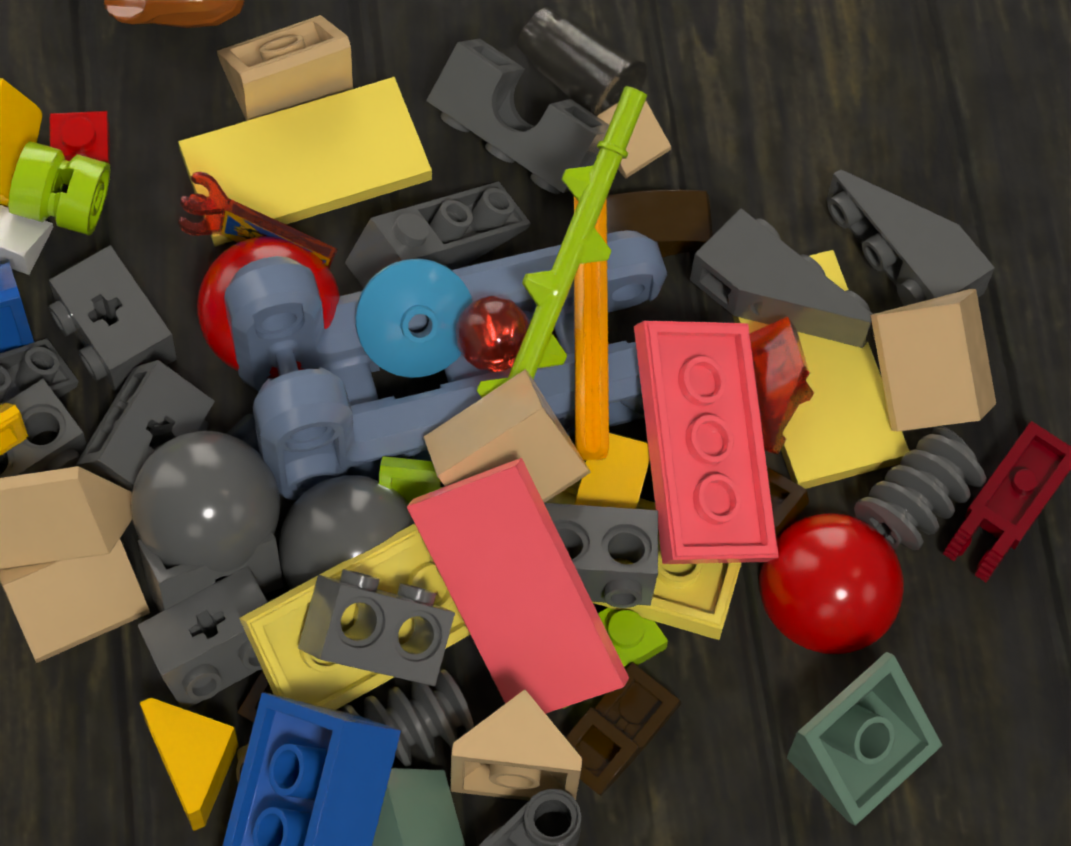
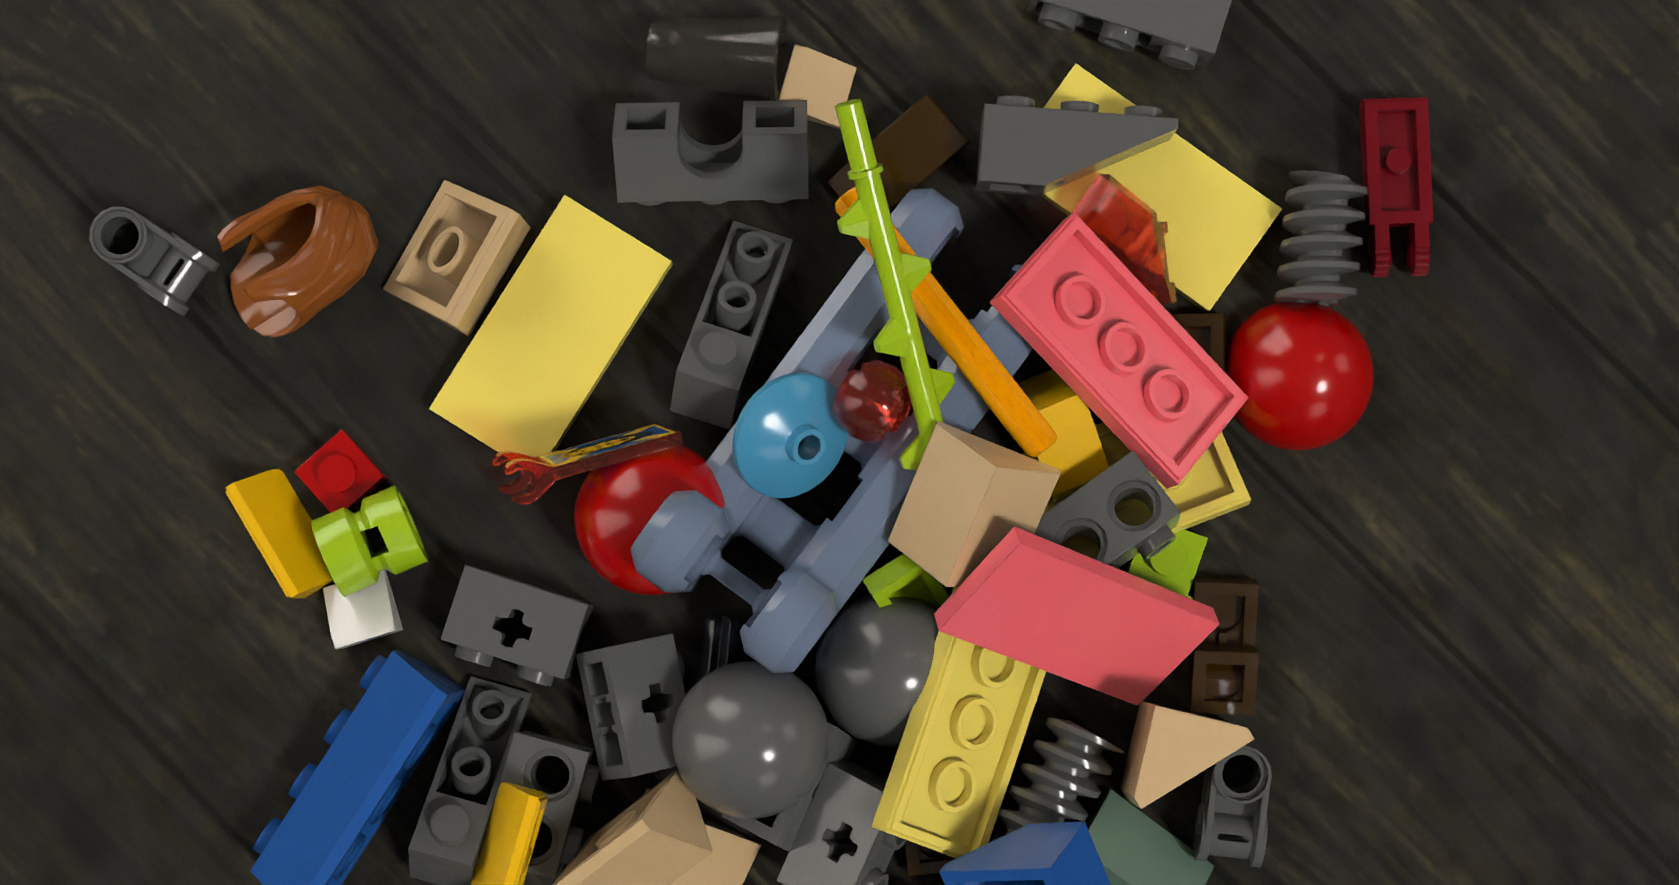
camera: 30 degrees left, 20 degrees up
(373, 639) = (991, 747): dark grey brick -> none
(865, 741) = (1431, 500): sand green slope -> none
(934, 362) = (1253, 115): tan slope -> none

